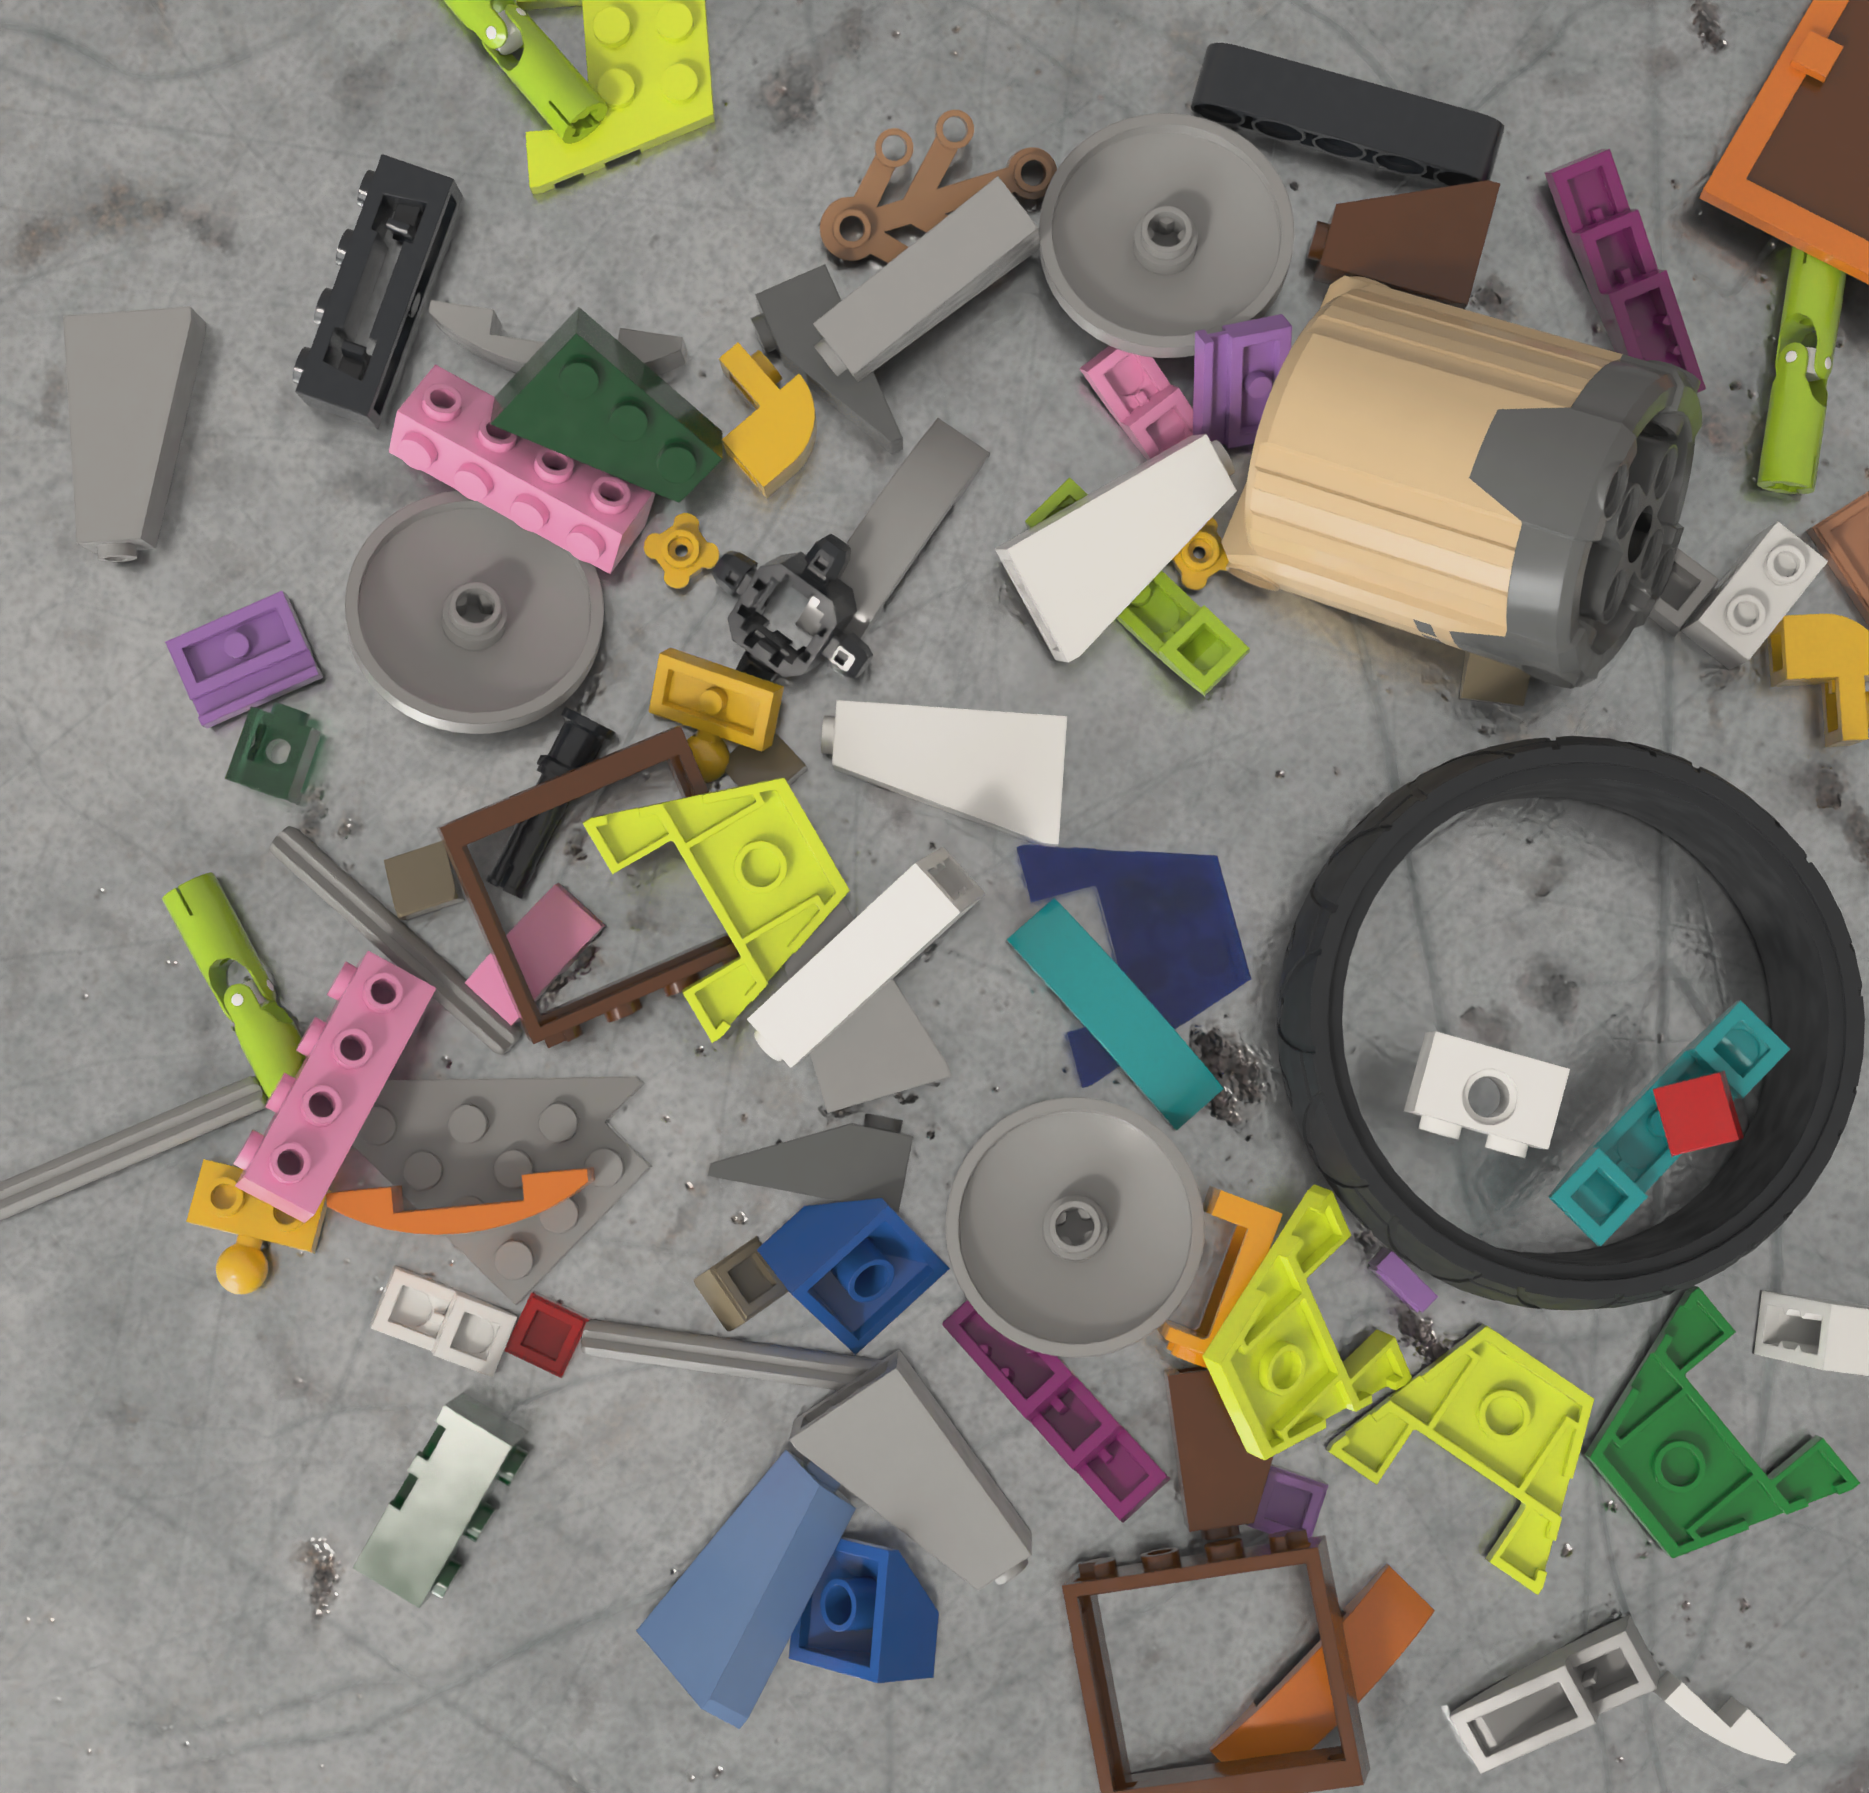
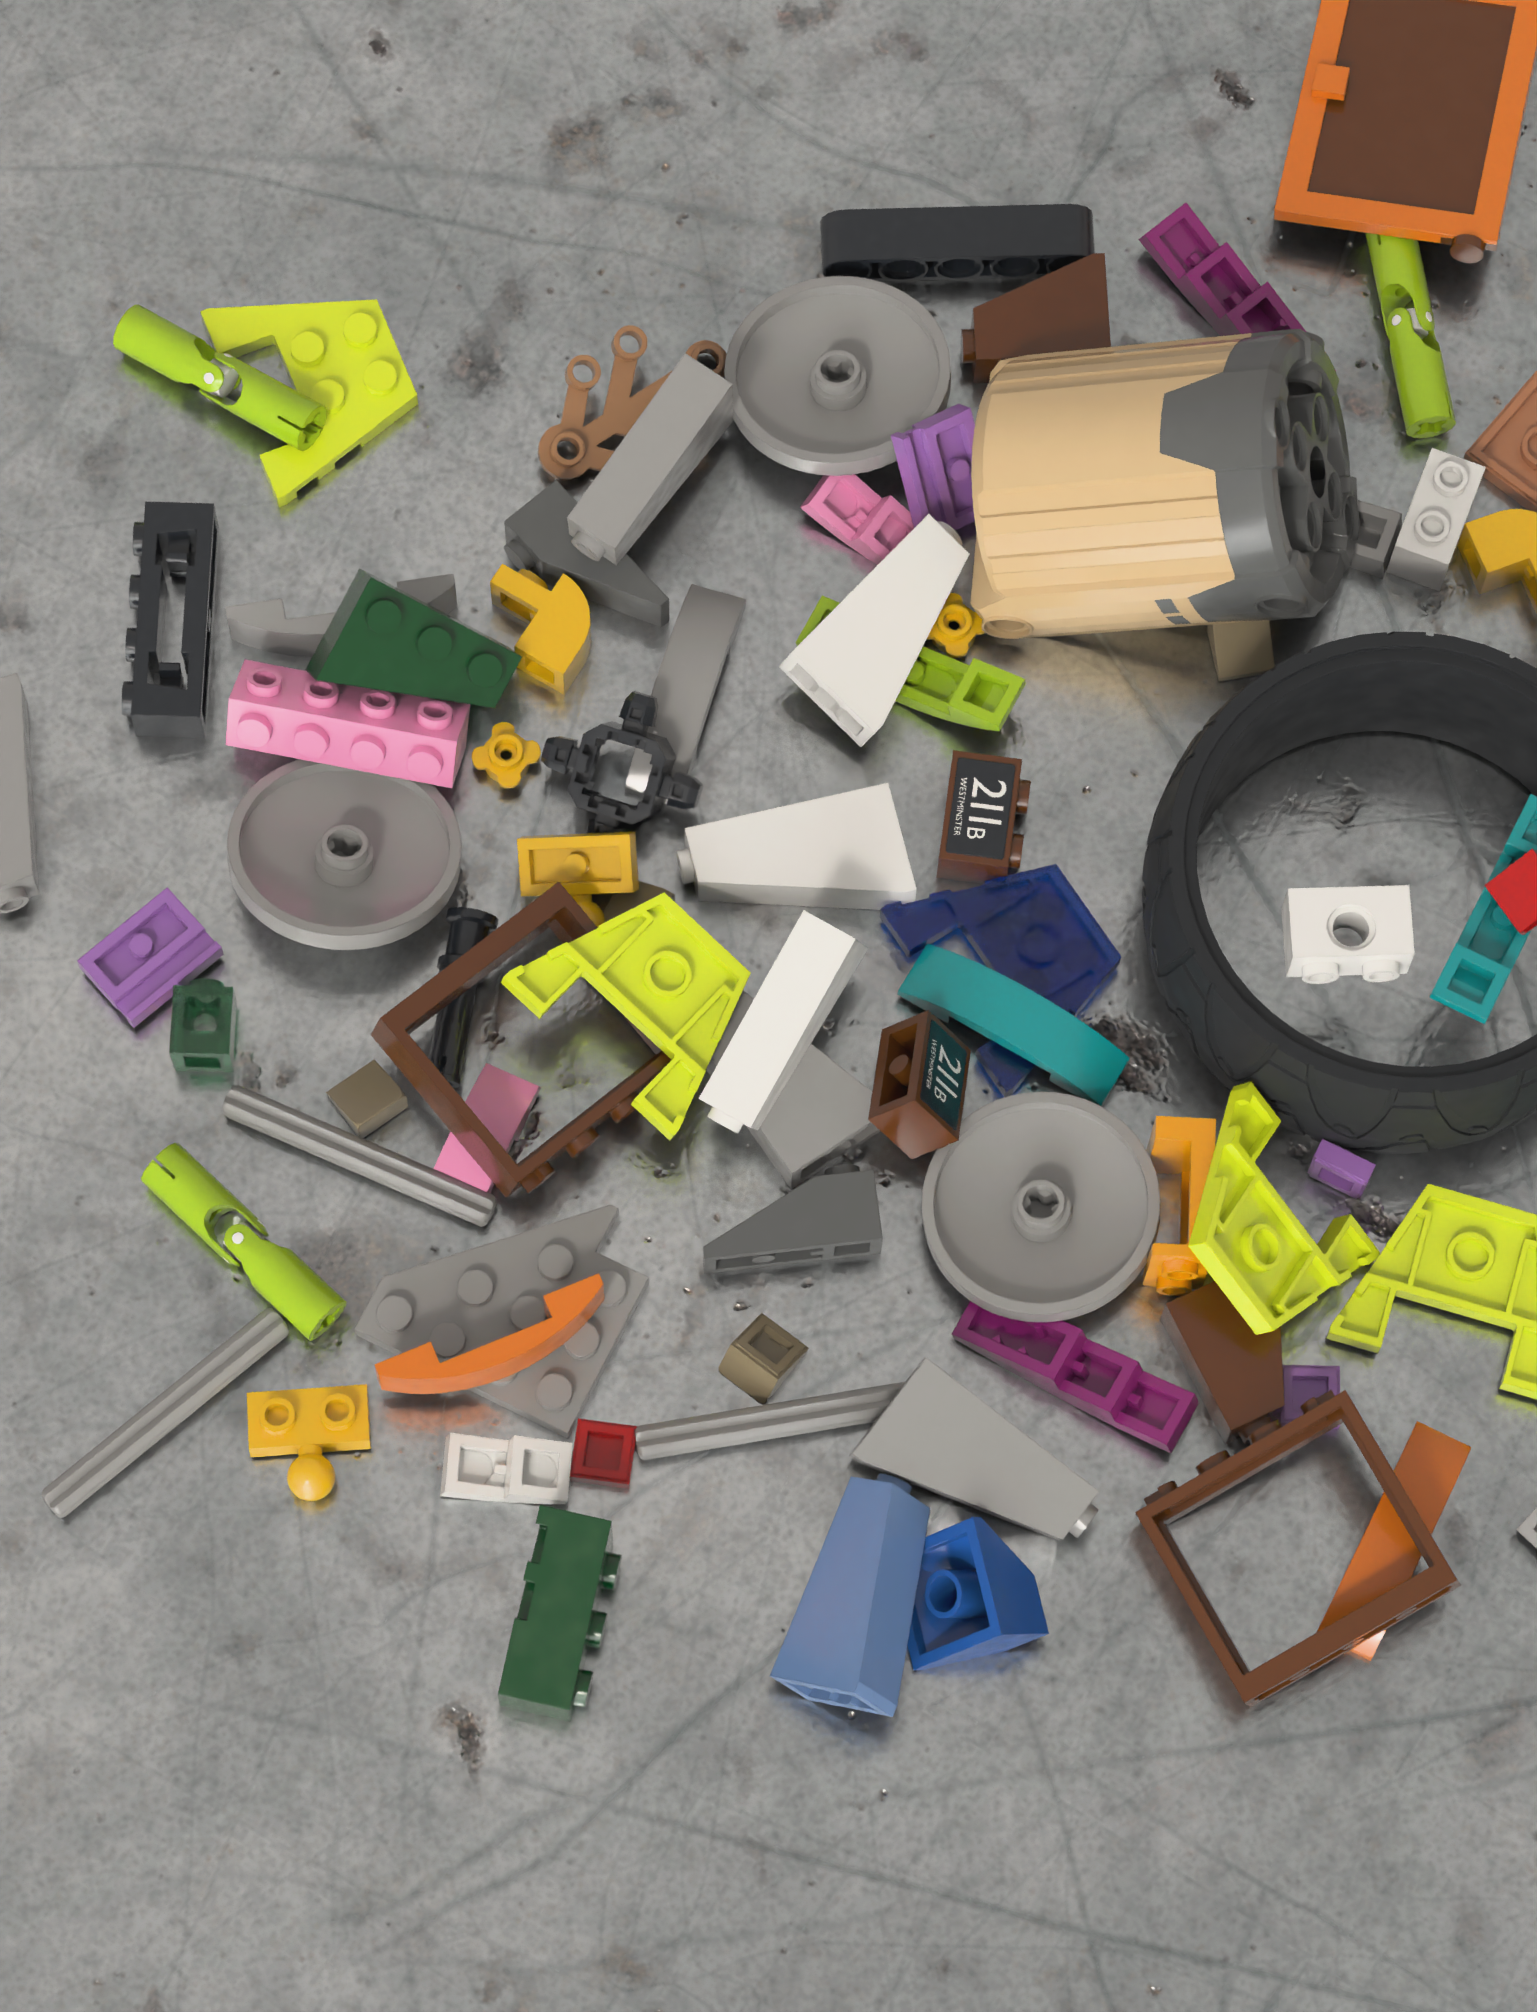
camera: 20 degrees left, 15 degrees down
(335, 1086) = (350, 1279): bright pink brick -> none
(852, 1266) = (857, 1302): blue slope -> none
(990, 1061) = (919, 1084): none -> reddish brown brick
(1156, 779) = (981, 816): none -> brick

